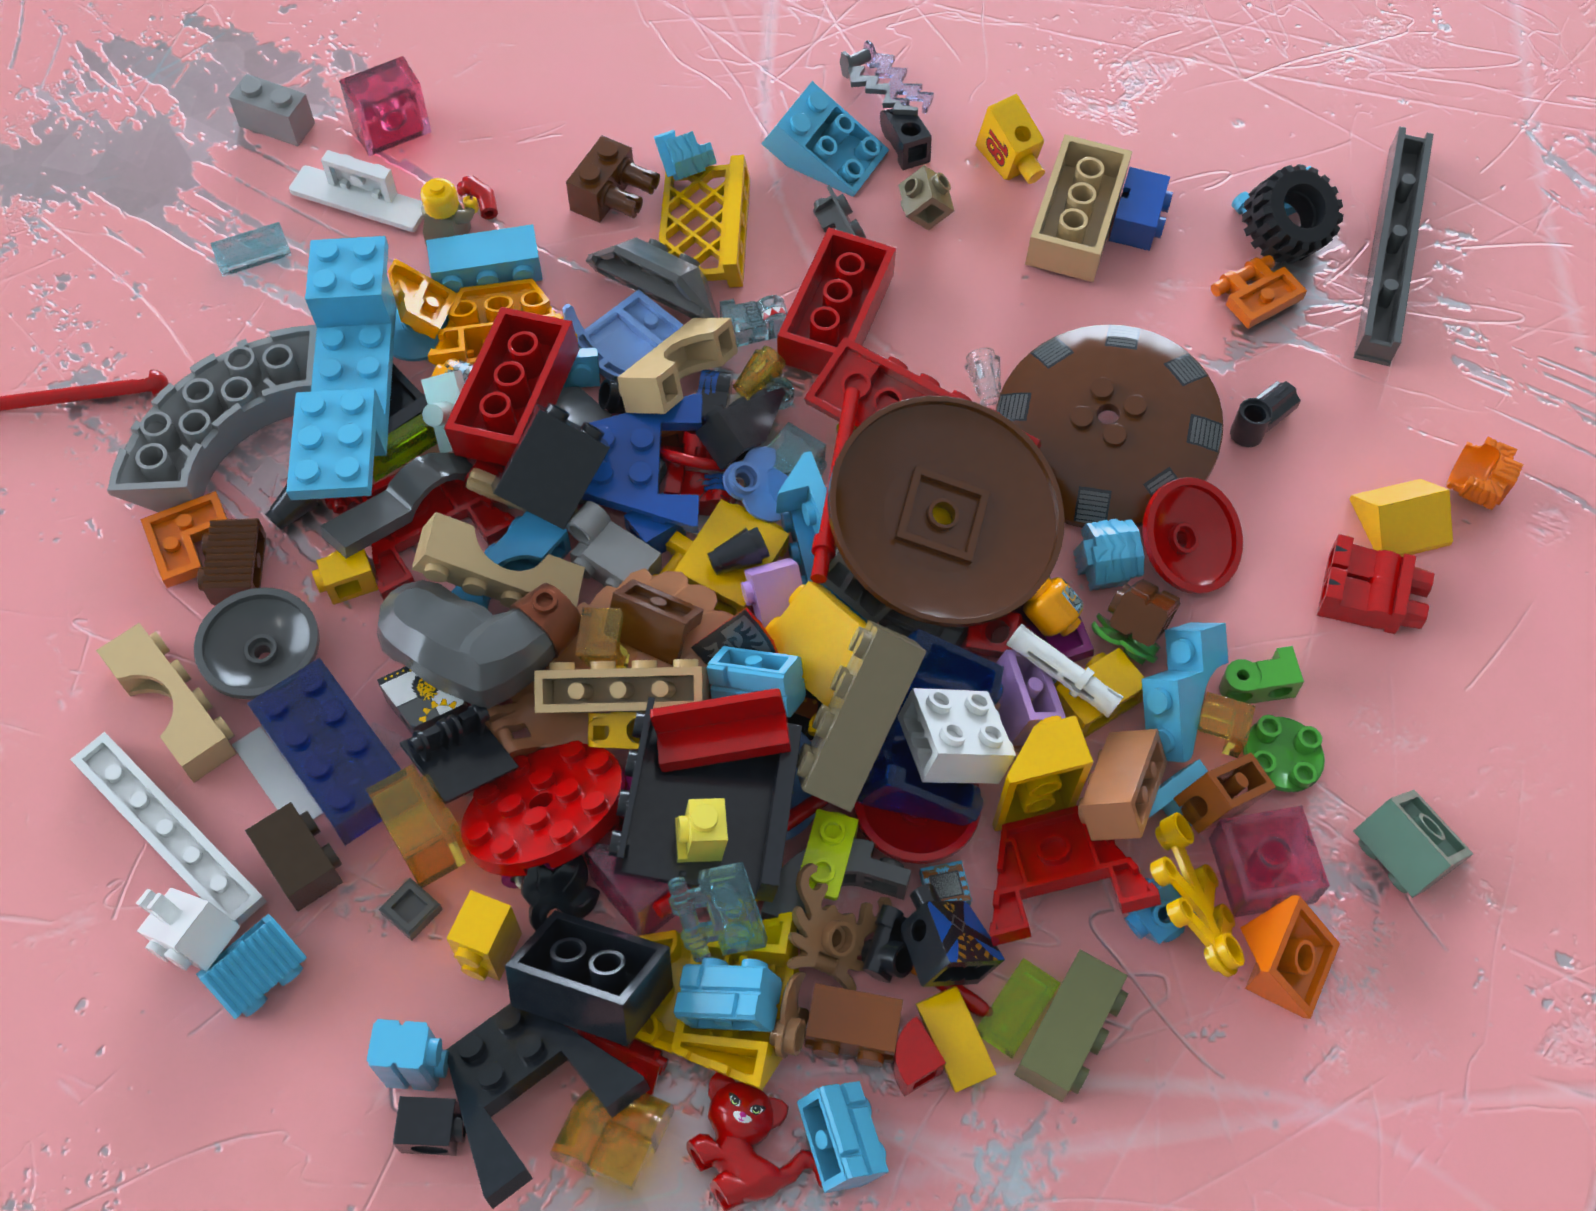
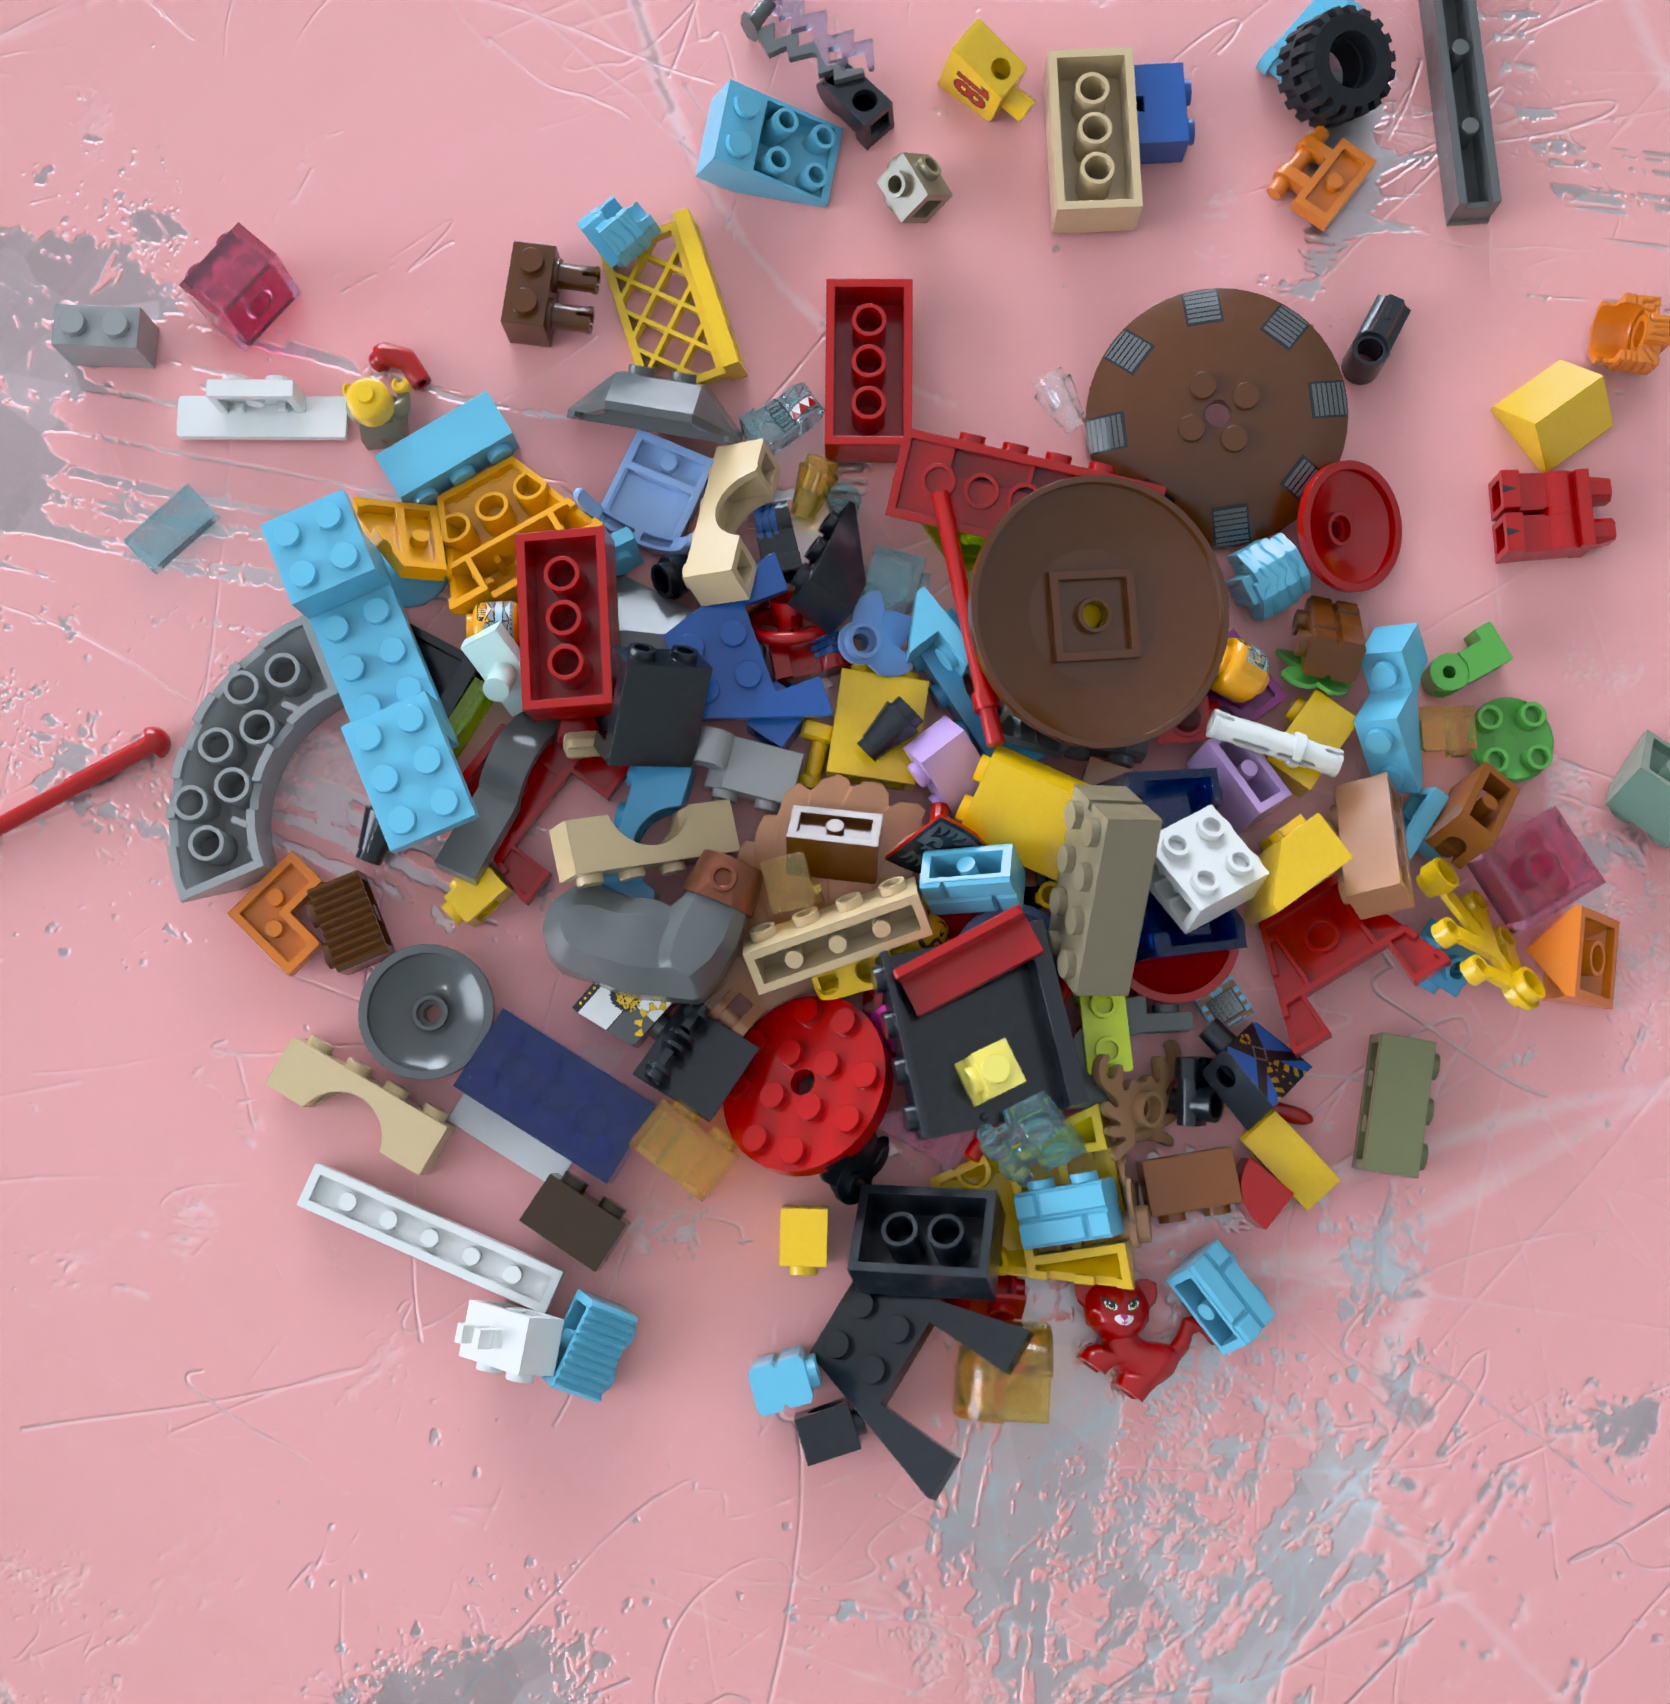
camera: 15 degrees left, 20 degrees up
(410, 909) = (710, 1225): dark grey tile -> none
(834, 212) = (816, 242): dark grey hinge -> none
(1017, 1008) = (1335, 1102): clear neon green tile -> none

